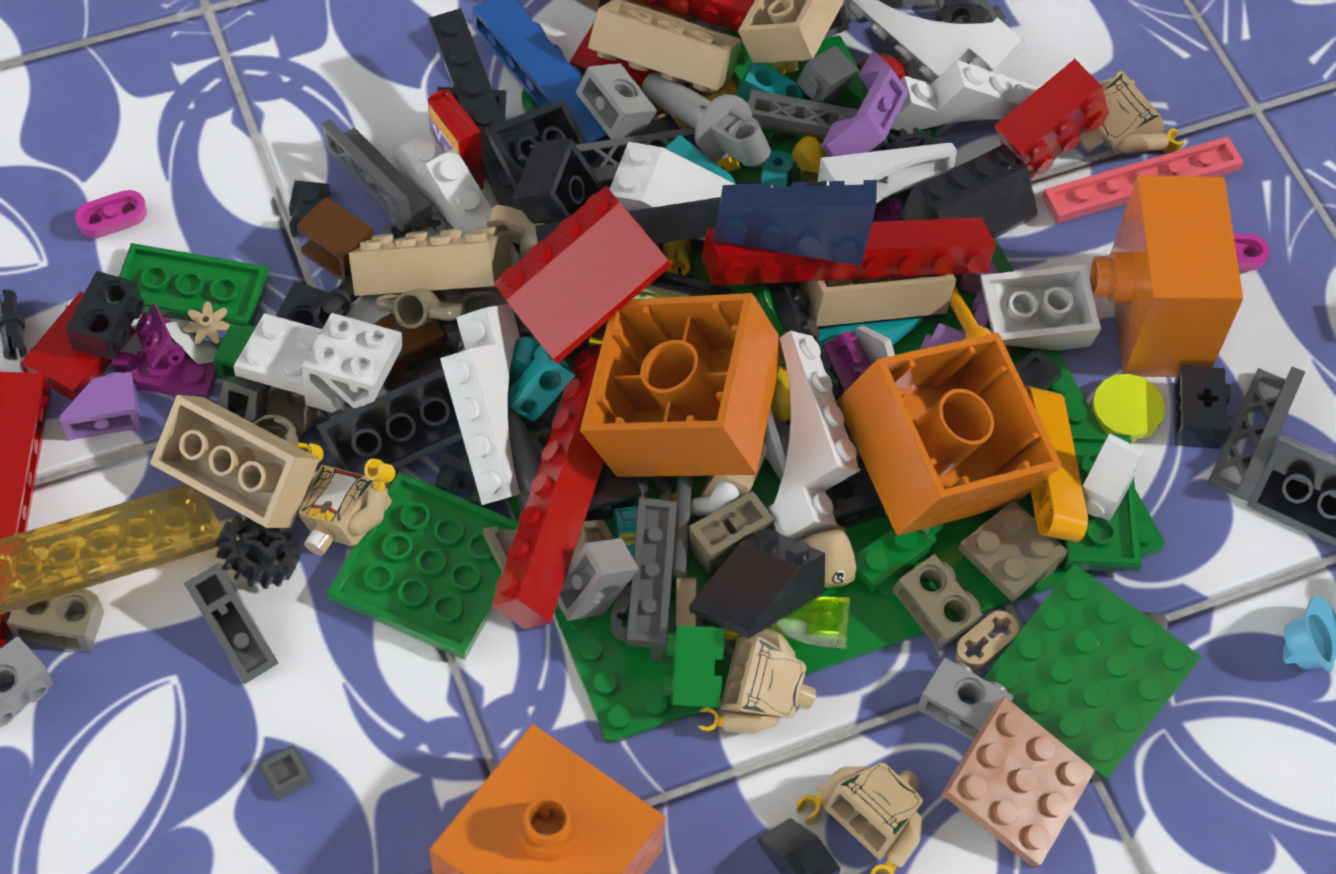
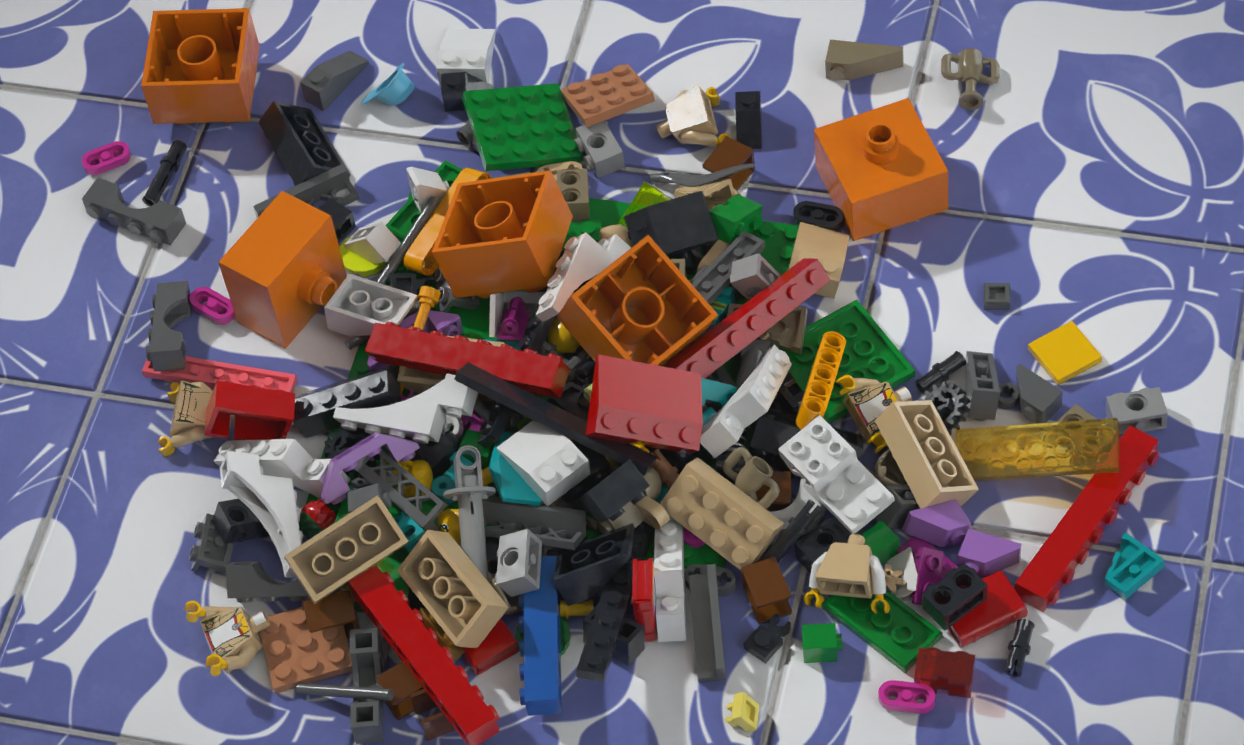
camera: 135 degrees left, 5 degrees down
(78, 256) = (946, 671): none -> clear red brick
(146, 733) = (1064, 353): none -> yellow tile
(148, 639) = (1037, 397): none -> dark grey slope
(157, 406) = (938, 524): none -> medium lavender slope
(191, 642) = (1012, 390): none -> dark grey bush
(241, 220) = (821, 642): none -> green brick
(242, 281) = (848, 571): none -> tan torso
(280, 115) = (744, 712): none -> light yellow tile
(294, 614) = (940, 372): none -> black pin
(404, 457) = (821, 378): none -> light orange beam
(555, 683) = (827, 247): none -> tan slope
(600, 749) = (819, 215): none -> black plate
(770, 760) = (730, 154): none -> reddish brown piece
(791, 694) = (695, 180): none -> dark grey piece
(799, 218) = (496, 352): dark blue wedge -> none
(1076, 417) = (408, 241): none -> dark grey bar
(1119, 400) = (373, 243): none -> white slope
(1211, 690) = (453, 86): none -> black slope
(1224, 154) = (170, 306): none -> dark grey arch
(1267, 754) = (466, 52): none -> white slope

